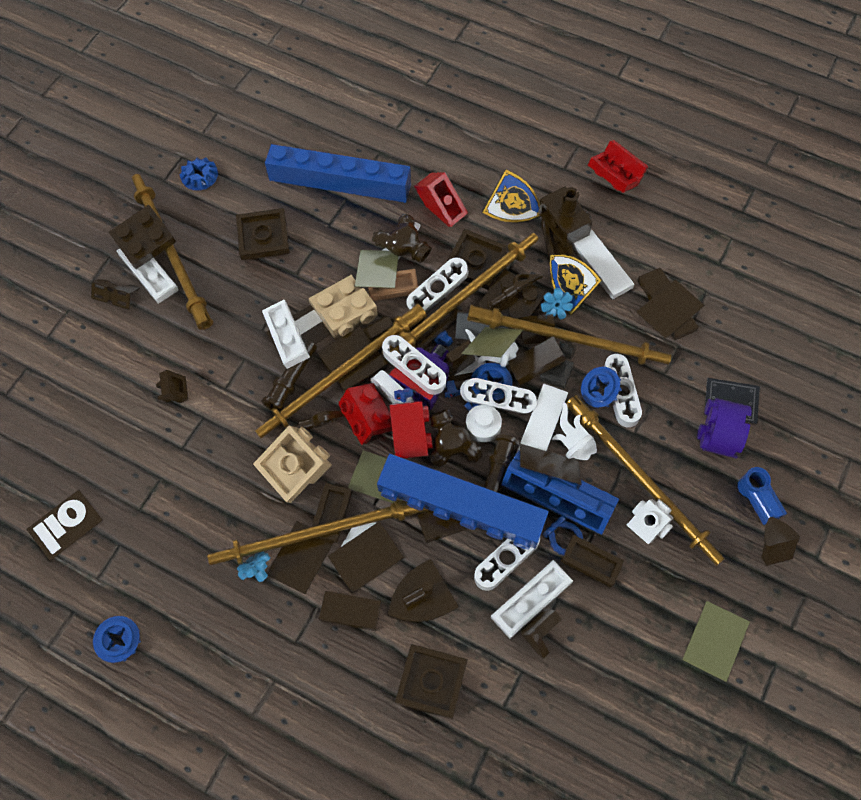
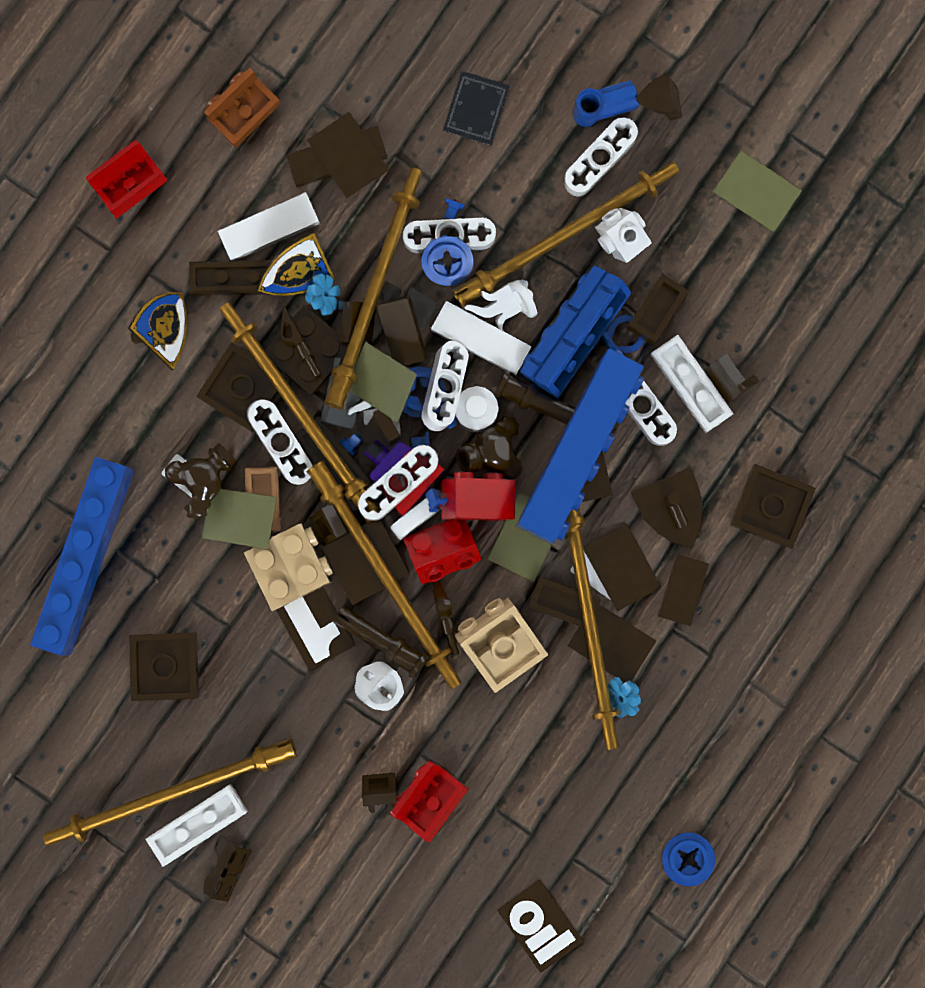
camera: 85 degrees left, 20 degrees up
(142, 237) = (151, 829): dark brown plate -> none
(165, 423) = (429, 800): none -> red bracket
(196, 181) = (64, 755): blue gear -> none
(253, 372) = (374, 681): none -> white piece
(285, 334) = (322, 643): white tile -> none
(441, 198) = (141, 421): red slope -> none
(549, 464) = (542, 338): dark brown sticker -> none
(565, 215) = (199, 261): dark brown brick -> none
(644, 391) = (453, 208): none -> blue piece
(690, 232) = (241, 107): none -> dark orange bracket
(724, 427) = (522, 125): dark purple brick -> none
(728, 517) = (622, 145): none -> white beam

